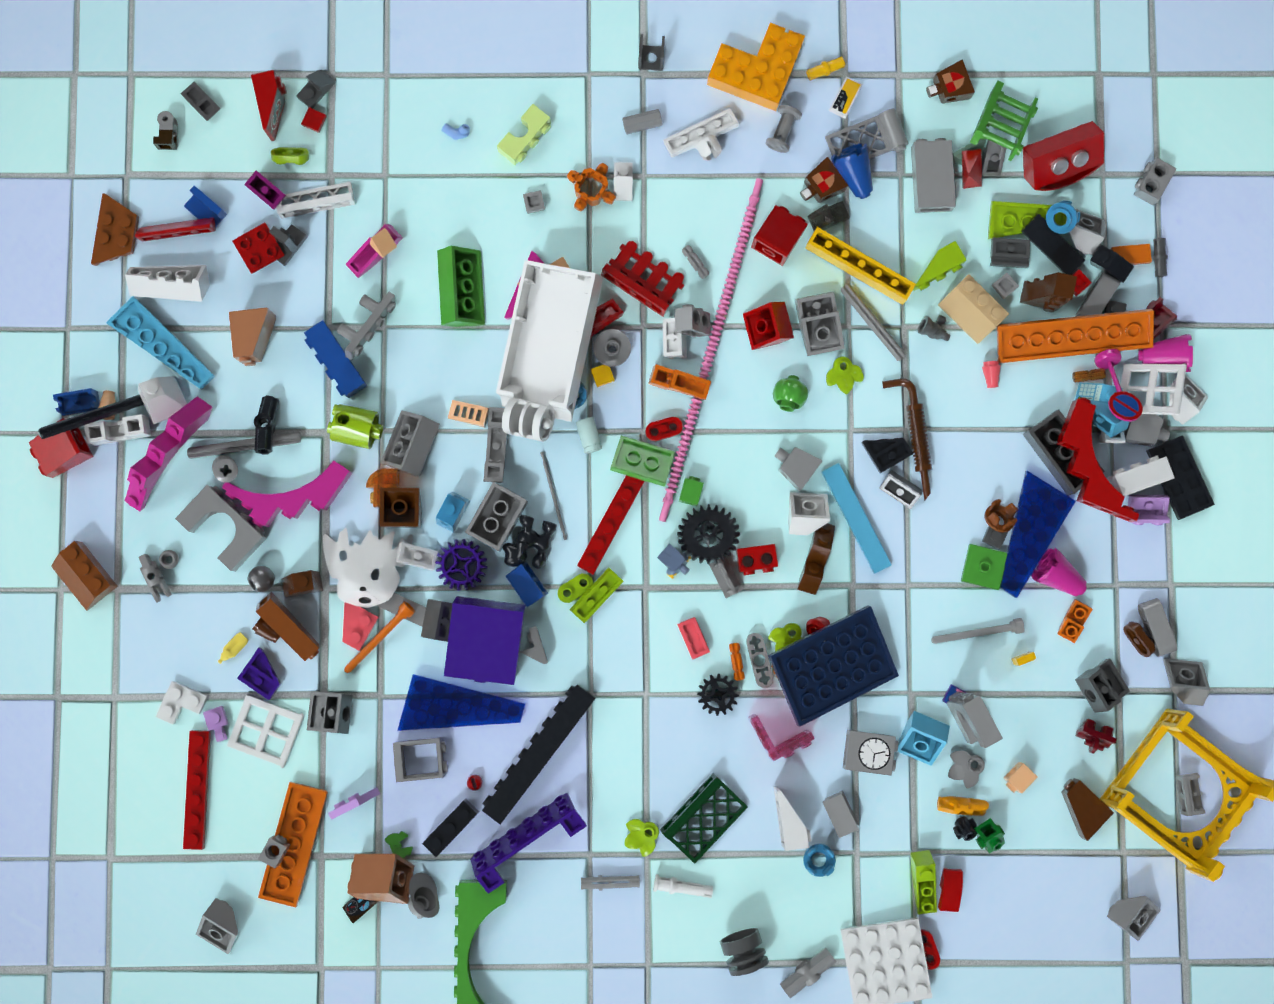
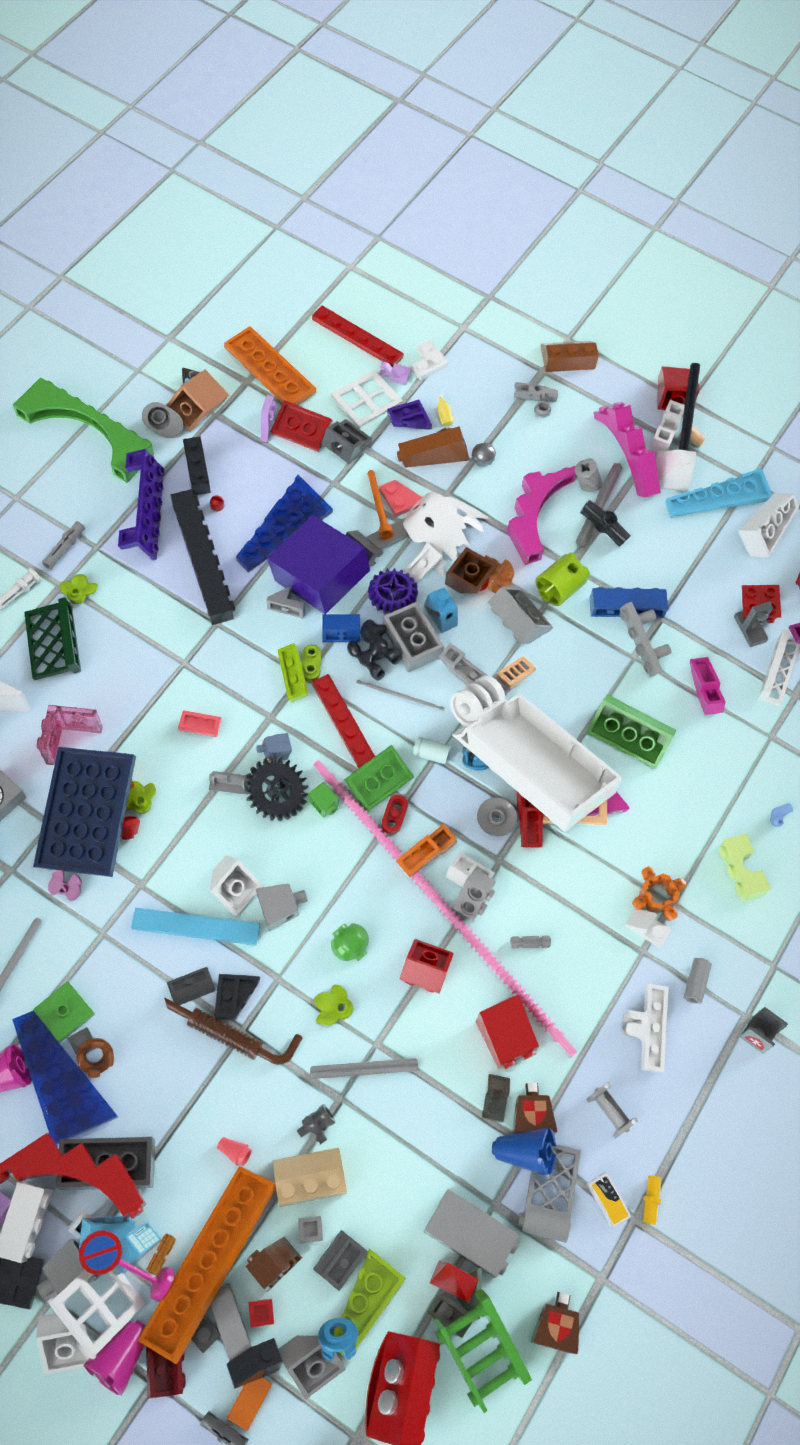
camera: 125 degrees right, 20 degrees down
(77, 401) = (708, 418): blue hinge -> none
(218, 926) = (253, 295): light grey slope -> none
(247, 536) = (522, 462): light grey arch -> none
(251, 334) = (687, 551): nougat slope -> none
(268, 857) = (273, 348): light grey brick -> none
(302, 583) = (458, 476): reddish brown slope -> none
(341, 766) = (300, 426): none -> red tile
(383, 243) = (708, 688): light nougat slope -> none
(394, 841) = (217, 428): bright green piece -> none
(399, 760) = (271, 462): light grey window -> none
(534, 202) = (674, 837): light grey plate -> none
(602, 375) = (477, 795): yellow tile -> none
(645, 292) = (534, 887): red fence -> none
(721, 703) = (140, 713): black gear -> none
(736, 660) = (153, 745): orange axle -> none
(756, 554) = (229, 816): red brick -> none
(758, 77) = (678, 1131): light orange piece -> none
(761, 644) = (155, 763): light grey beam -> none
(816, 559) = (187, 863): reddish brown arch -> none
(819, 323) = (397, 1015): light grey slope -> none
(860, 266) = (426, 1089): yellow brick -> none
(895, 632) = (71, 888): none -> piece
(945, 260) = (377, 1180): lime slope -> none
(1053, 245) = (311, 1314): black piece -> none

